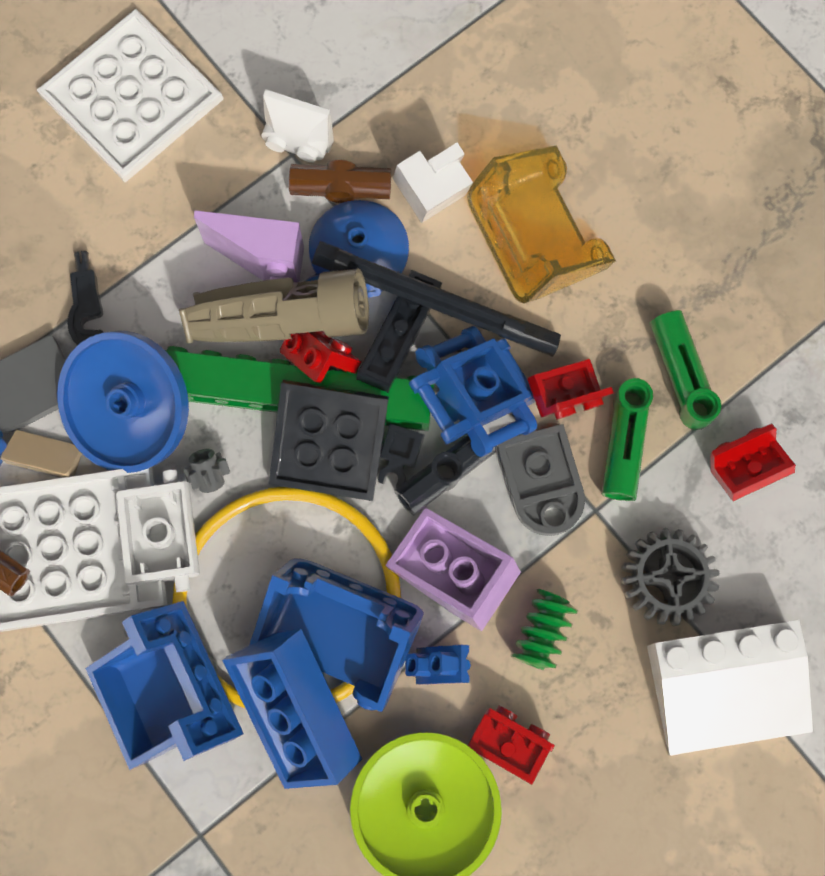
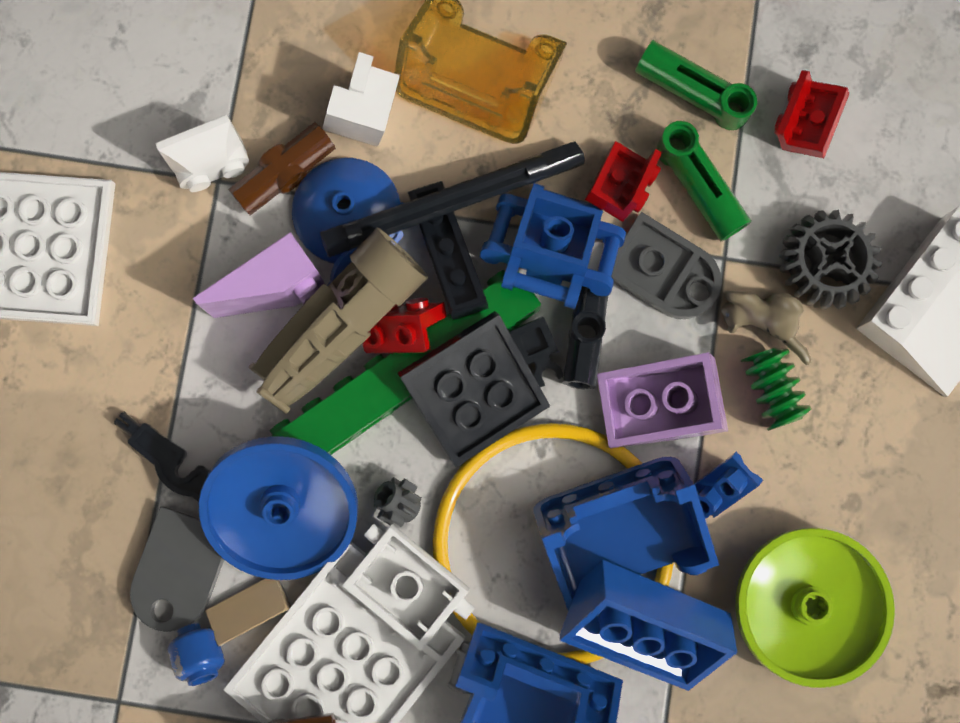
camera: 45 degrees left, 5 degrees up
(510, 744) = (829, 498): red bracket -> none
(590, 579) = (774, 315): none -> dark tan animal

